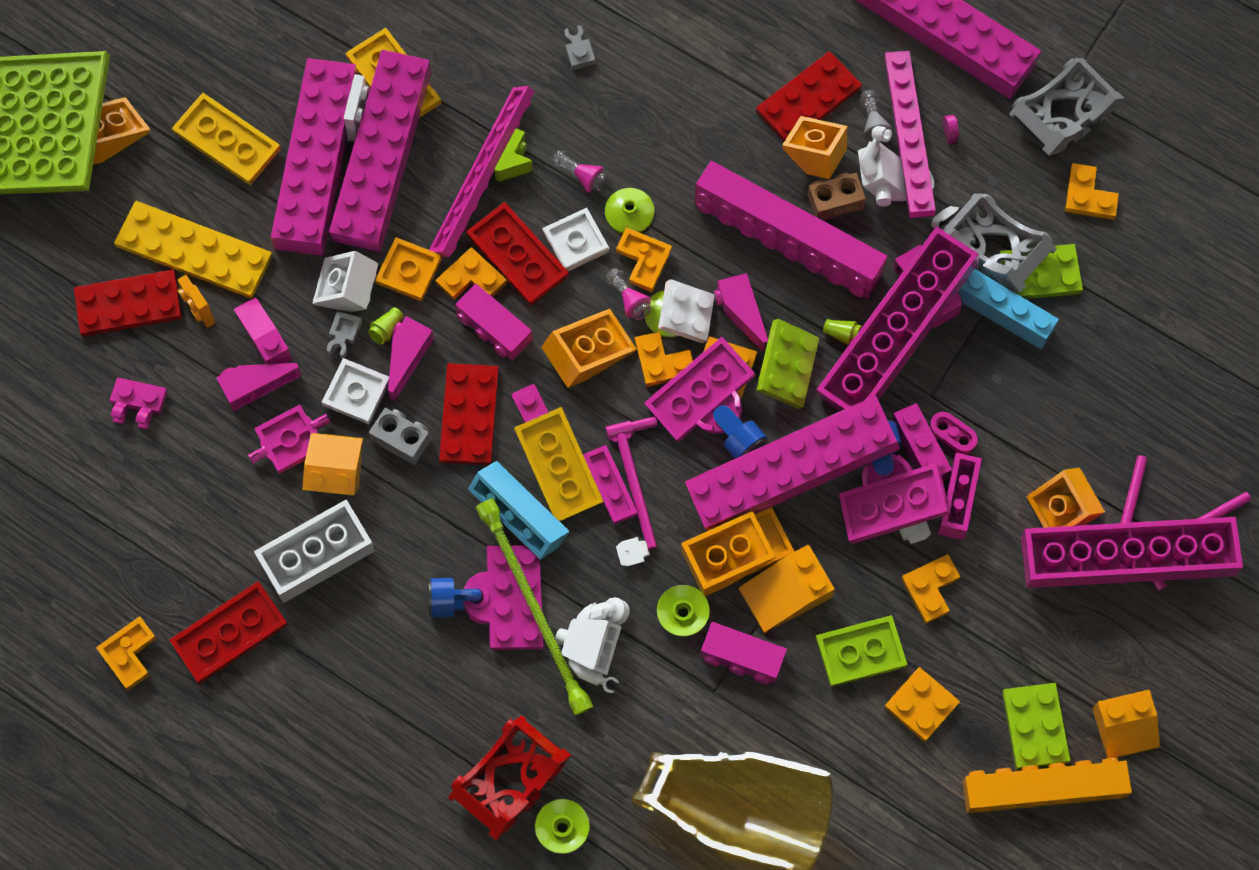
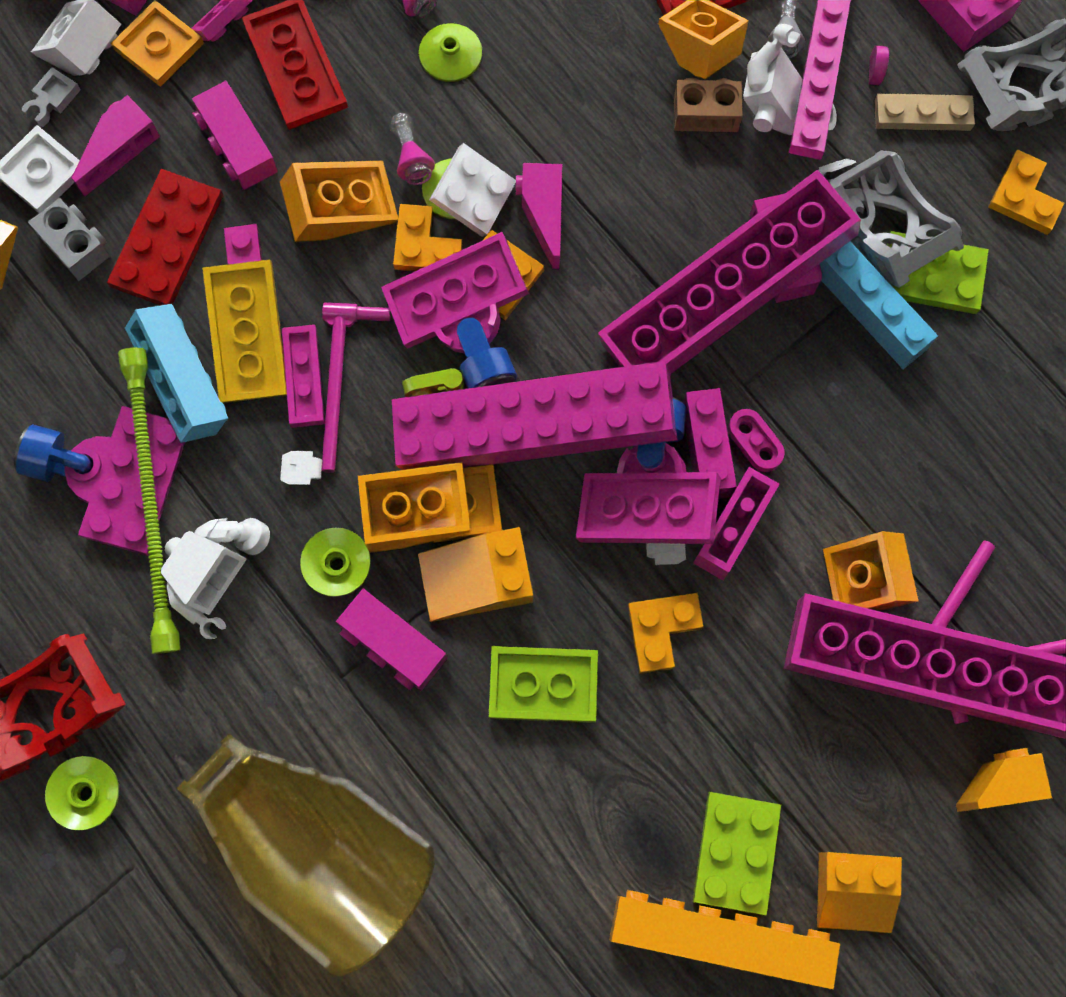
camera: 15 degrees right, 5 degrees up
(382, 328) = (98, 101): lime cone -> none
(469, 270) = (232, 65): light orange plate -> none
(576, 239) = (372, 67): white tile -> none
(649, 254) = (453, 110): light orange plate -> none
(702, 464) = (433, 382): none -> lime plate
(787, 364) = (575, 291): lime plate -> none
(789, 230) = (634, 127): dark pink brick -> none
(842, 330) = (656, 268): lime cone -> none
(921, 704) = (598, 777): light orange plate -> none
(995, 154) = (924, 112): none -> tan plate
(1206, 617) = (1006, 781): none -> light orange slope

